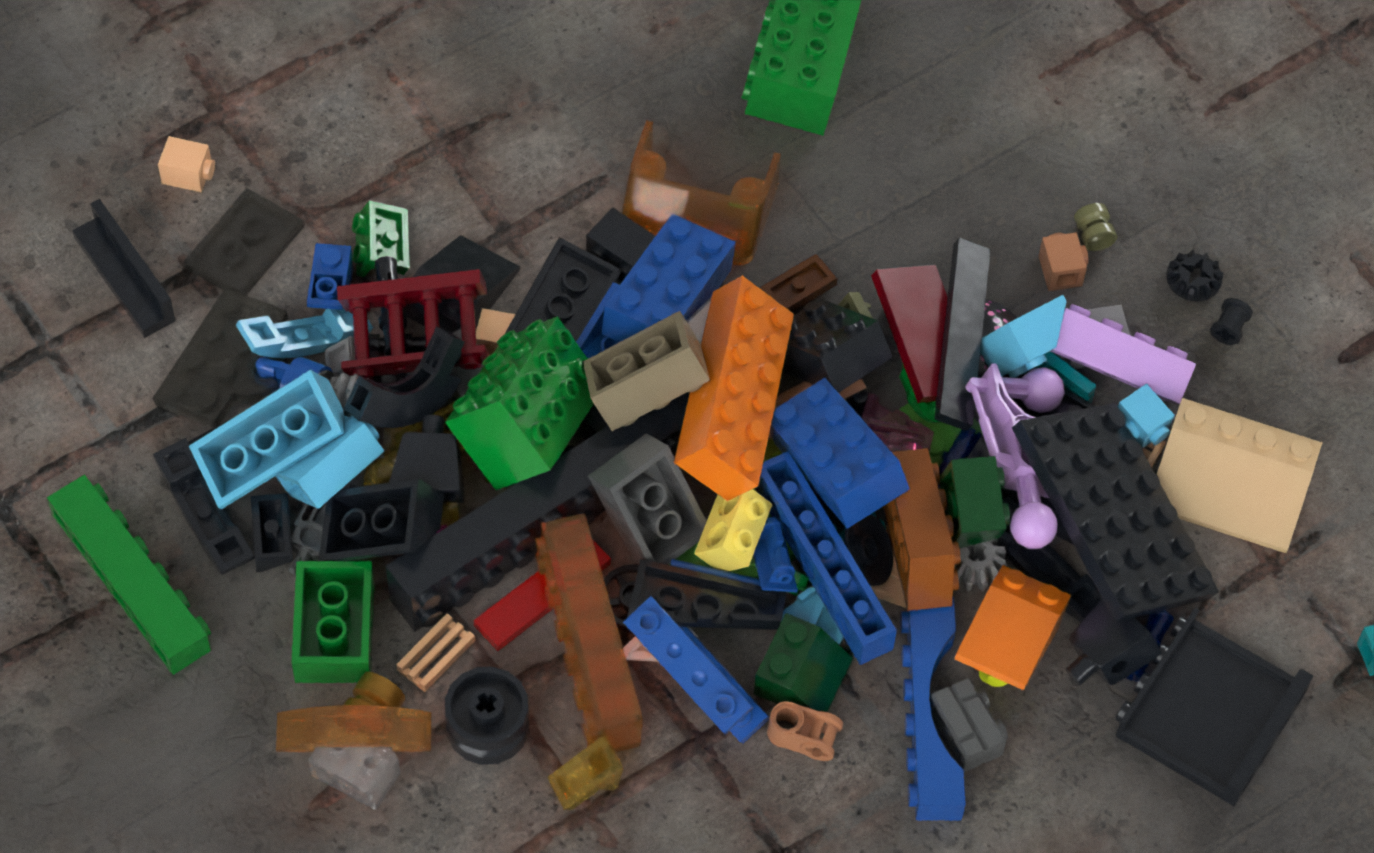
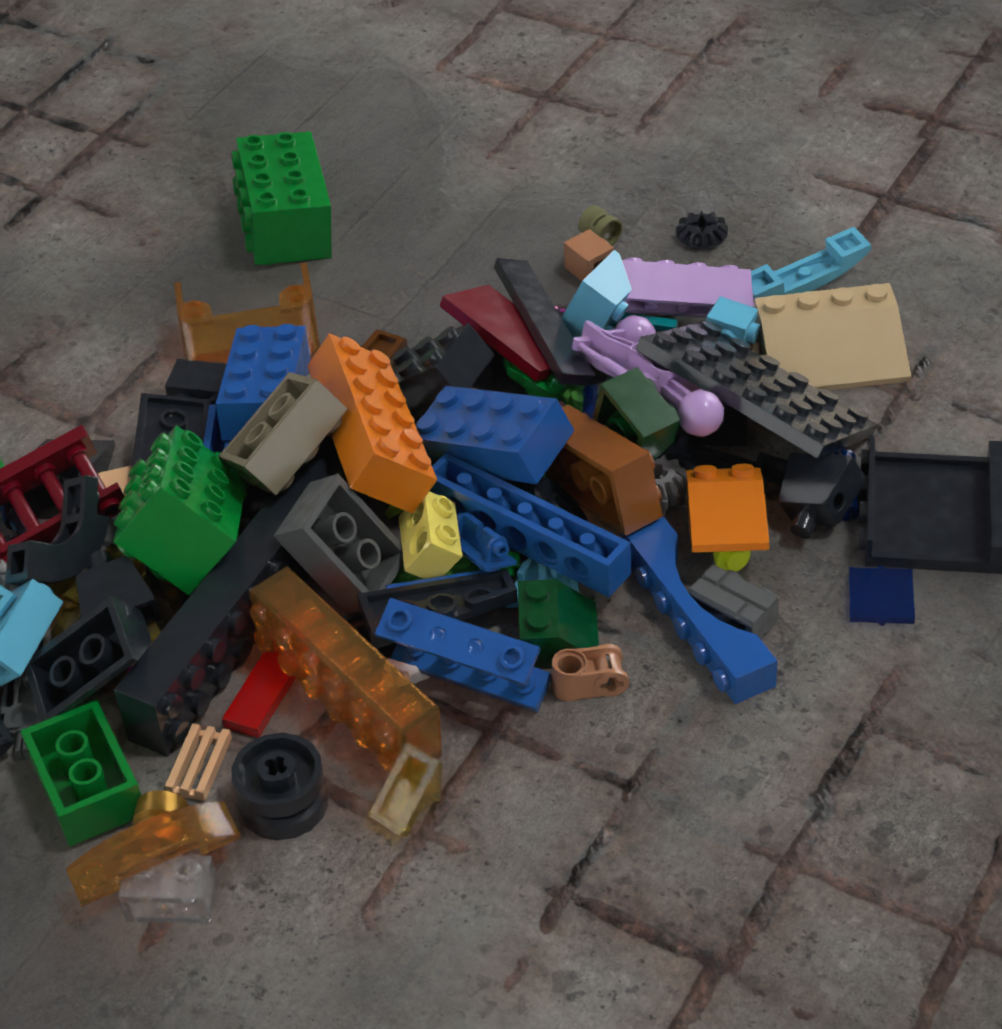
camera: 20 degrees left, 15 degrees down
(1109, 775) = (881, 595): none -> clear blue piece
(1229, 326) = (753, 239): black bush -> none
(1264, 379) = (814, 271): none -> medium azure slope

